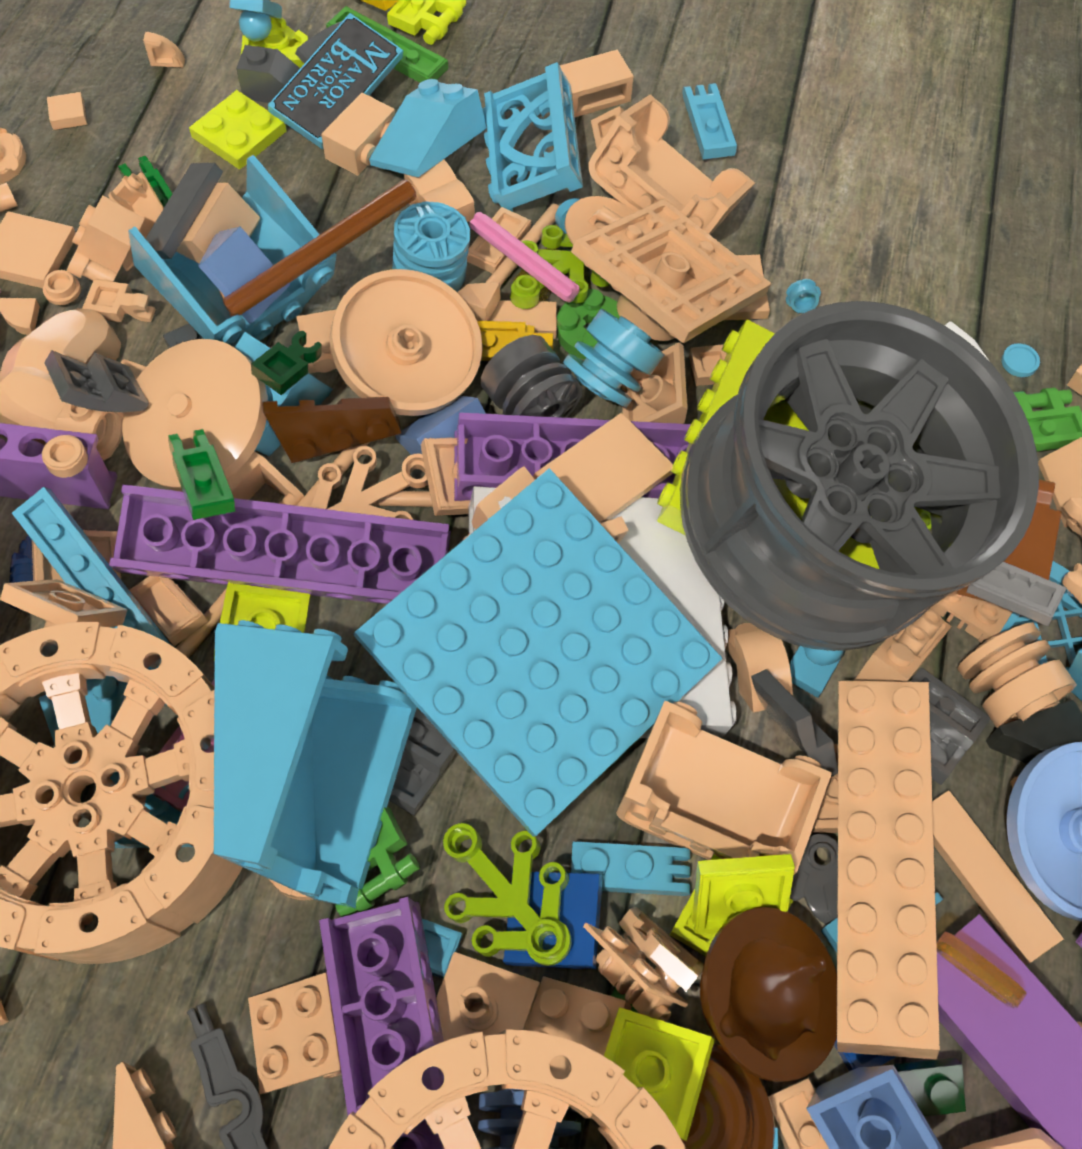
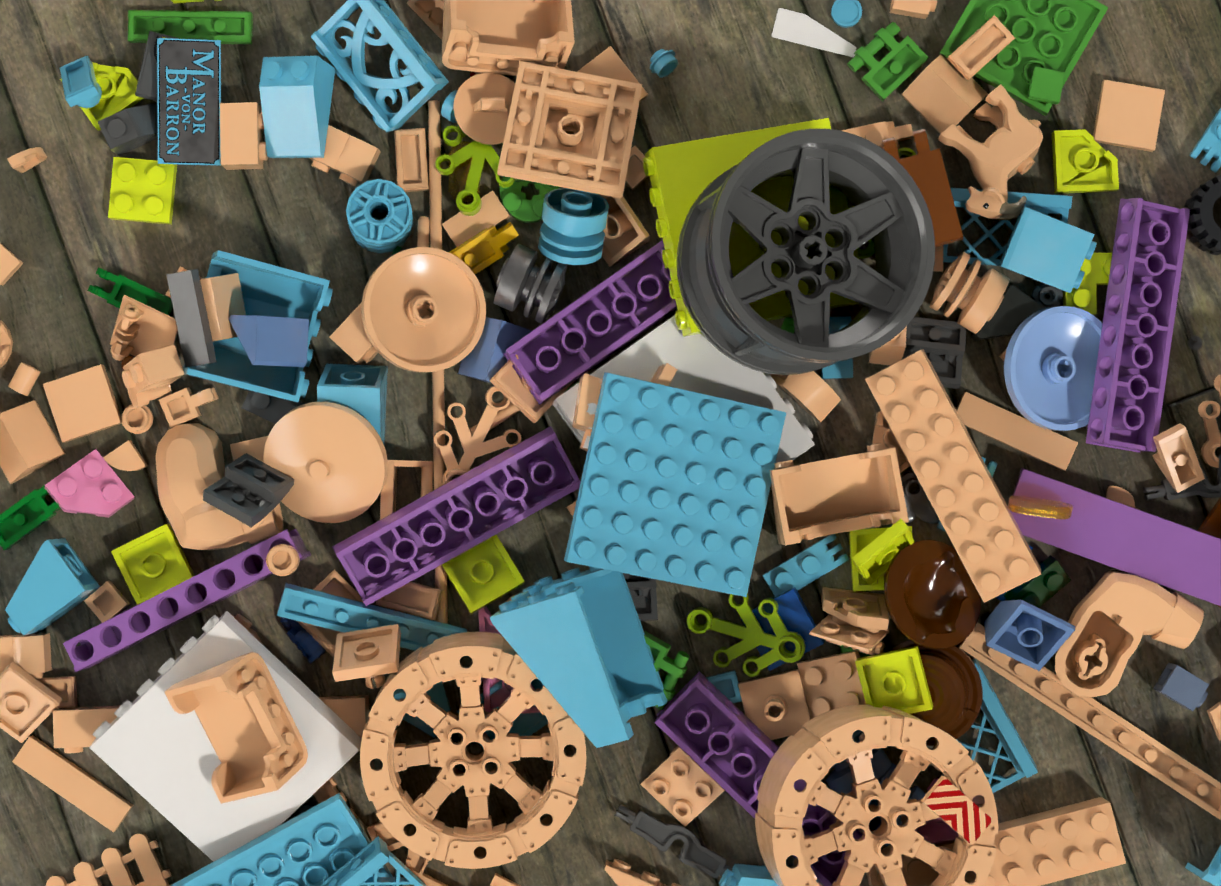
camera: 25 degrees left, 25 degrees up
(201, 477) = (381, 515): green hinge -> none
(285, 366) = (367, 398): dark green plate -> none
(319, 248) = (319, 286): dark orange axle -> none
(323, 429) = (414, 413): reddish brown wing -> none
(481, 298) = (440, 232): light nougat slope -> none
(524, 257) = (449, 176): bright pink axle -> none
(610, 468) = (629, 328): light nougat tile -> none
(795, 720) = (853, 422): dark grey slope -> none
(1020, 592) = (953, 240): light grey plate -> none

